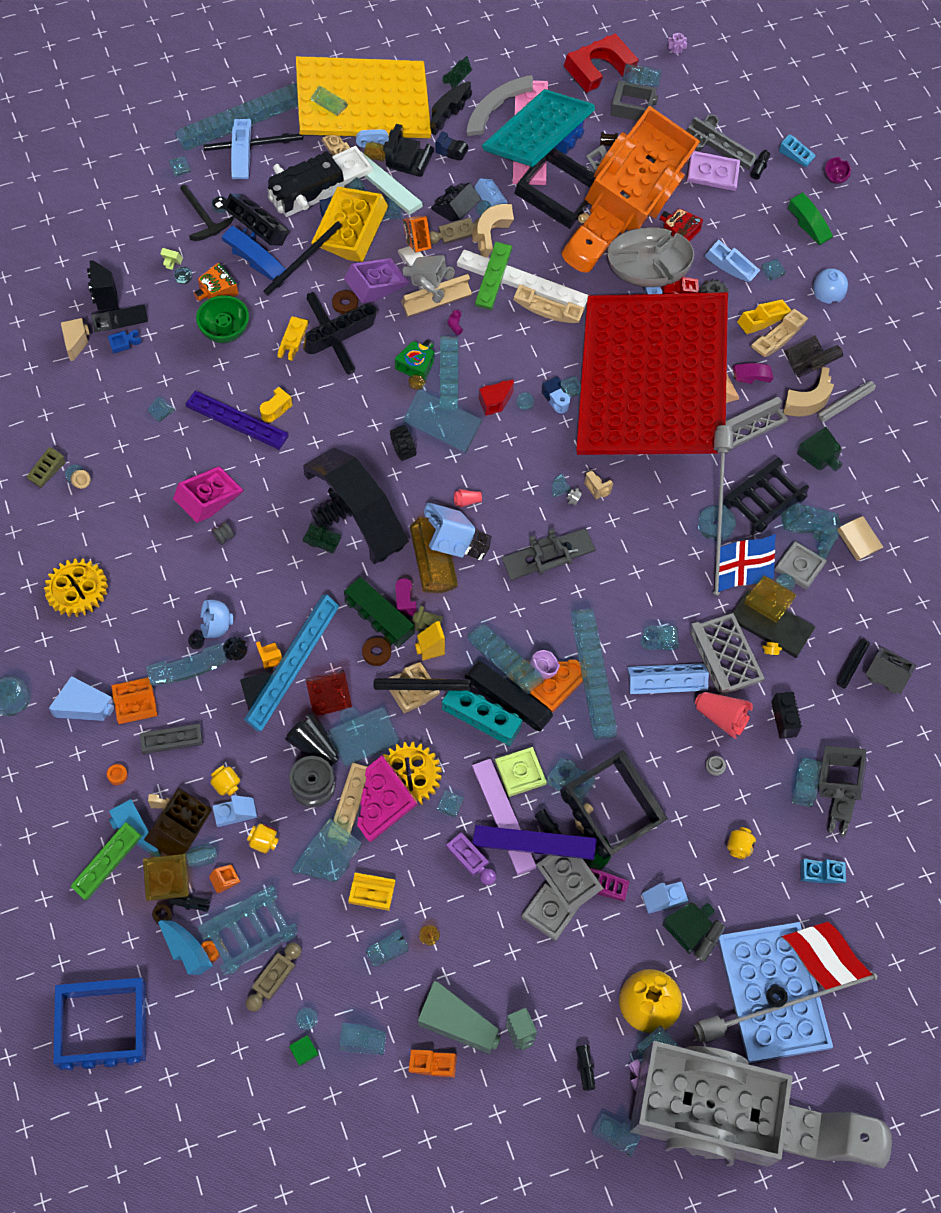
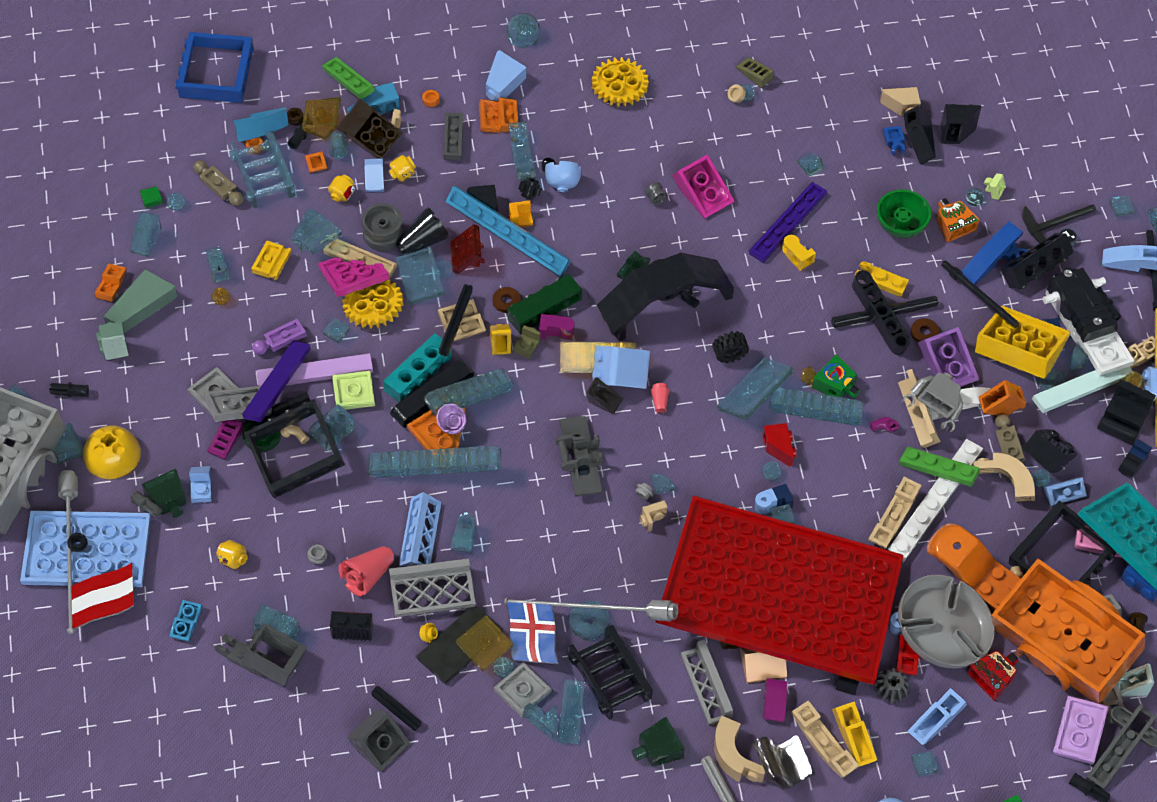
camera: 100 degrees right, 5 degrees down
(860, 538) = (538, 750): tan slope -> none

